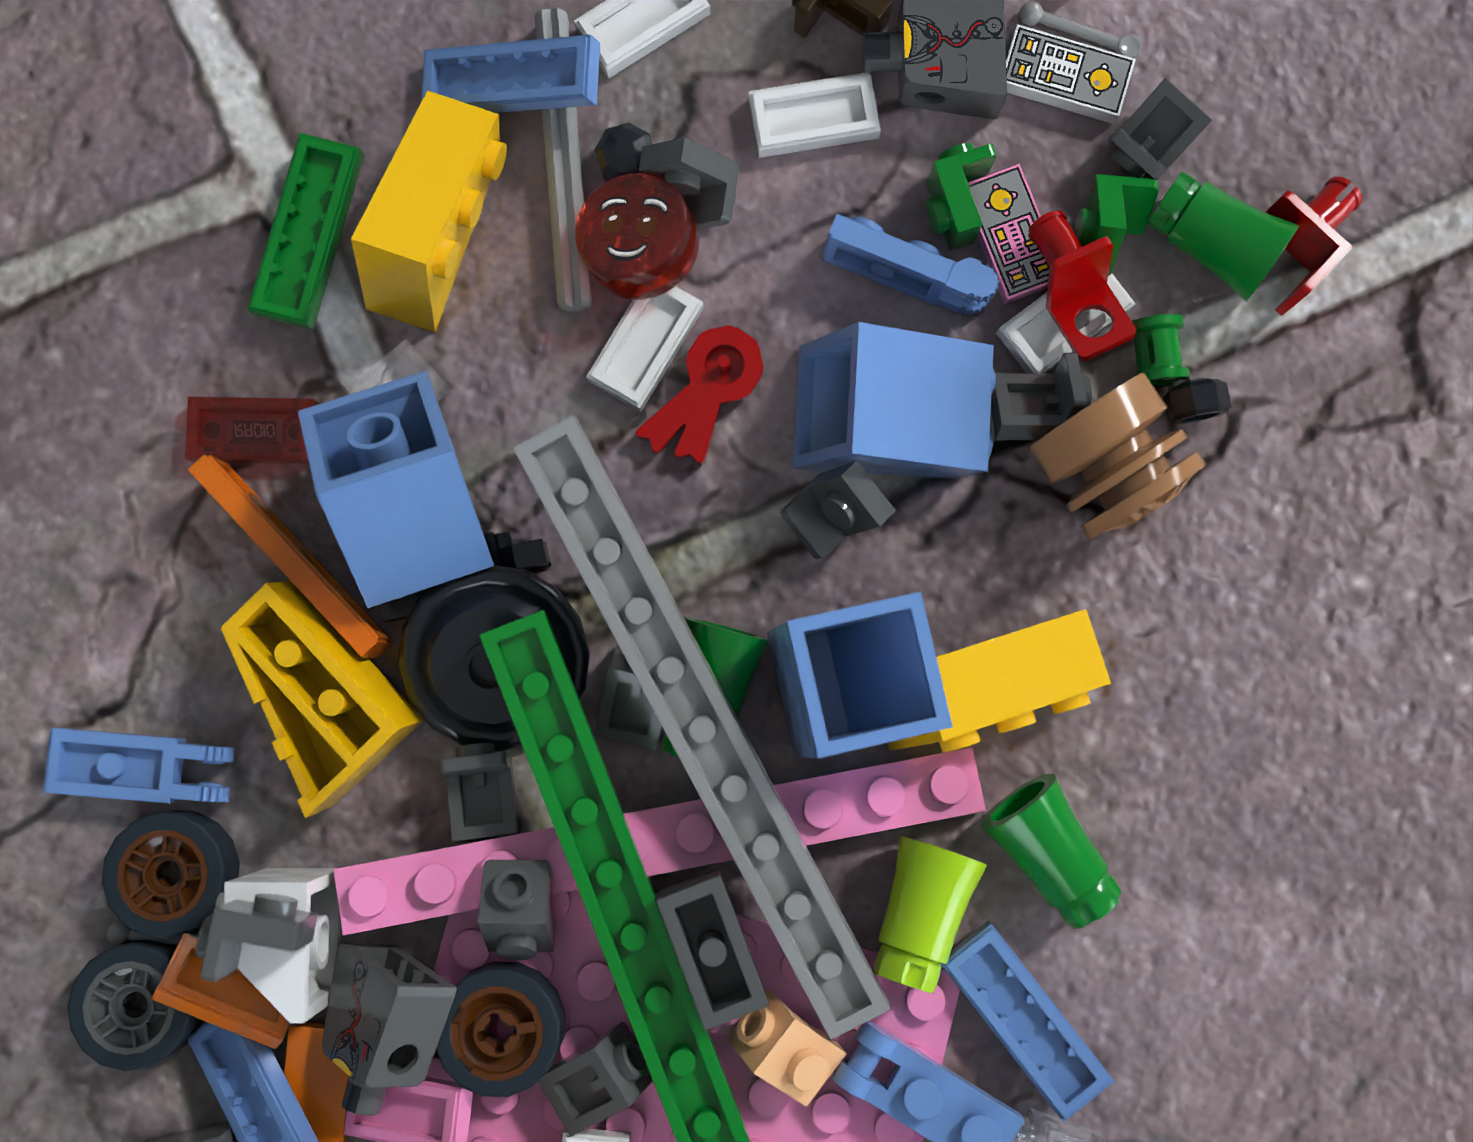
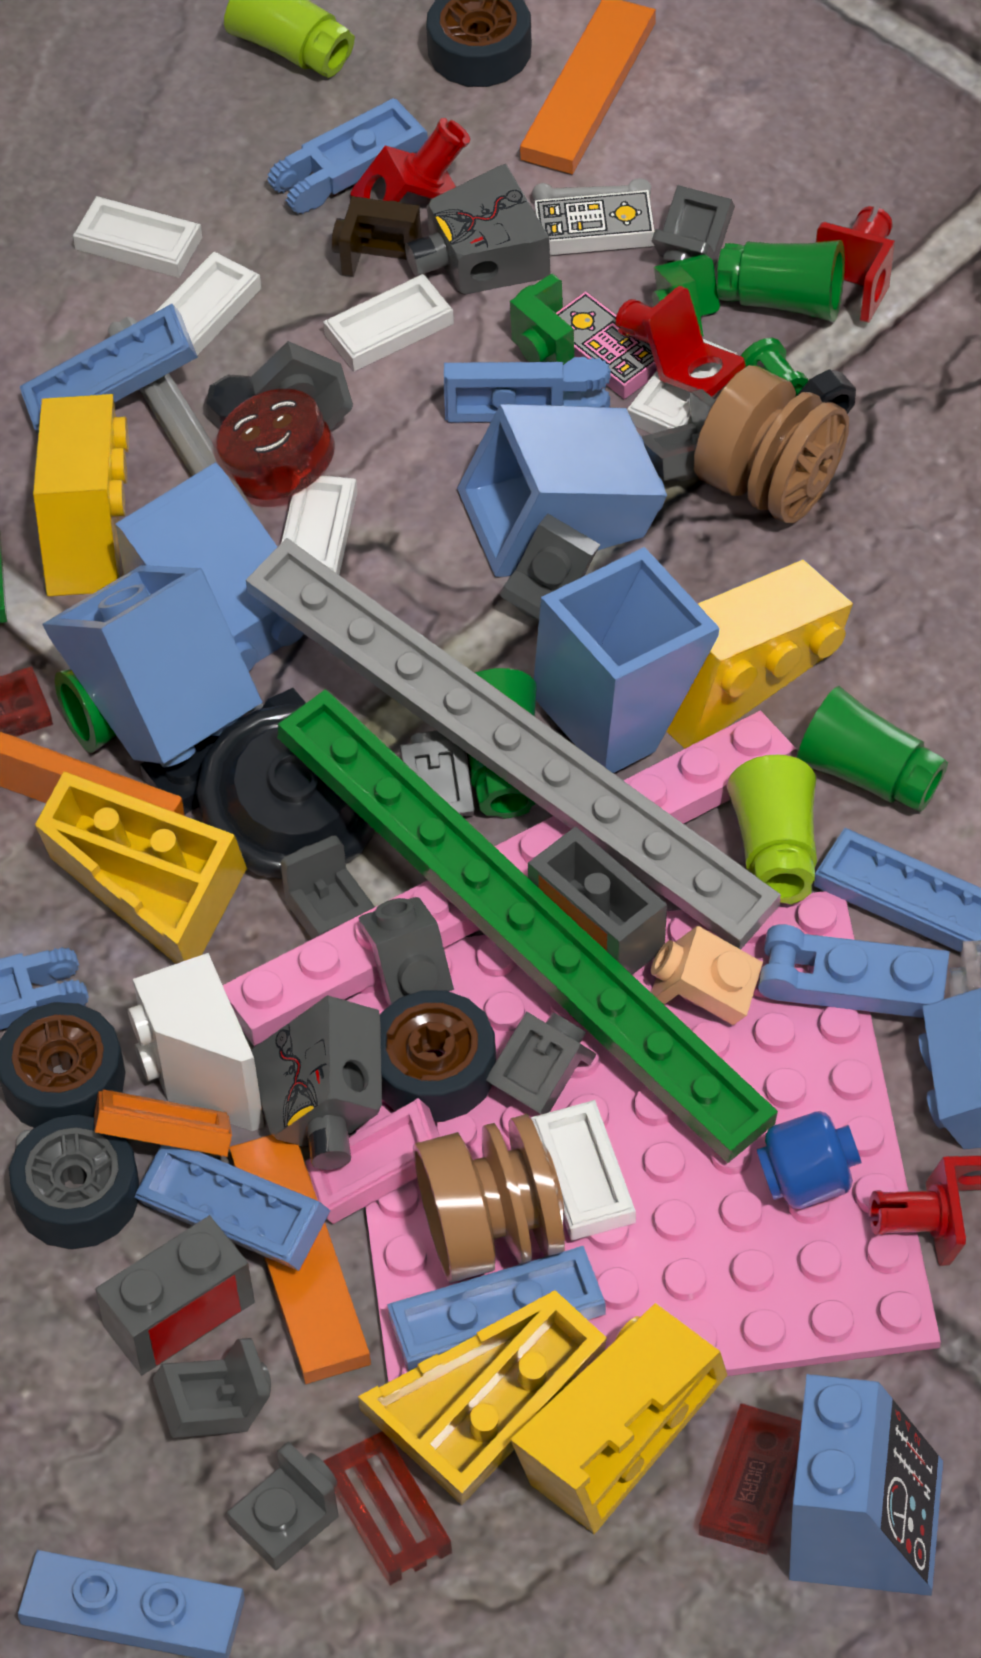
camera: 20 degrees left, 30 degrees down
(266, 922) = (182, 974): dark grey bracket -> none
(502, 377) = (212, 529): none -> medium blue slope
(721, 370) = (395, 523): red piece -> none

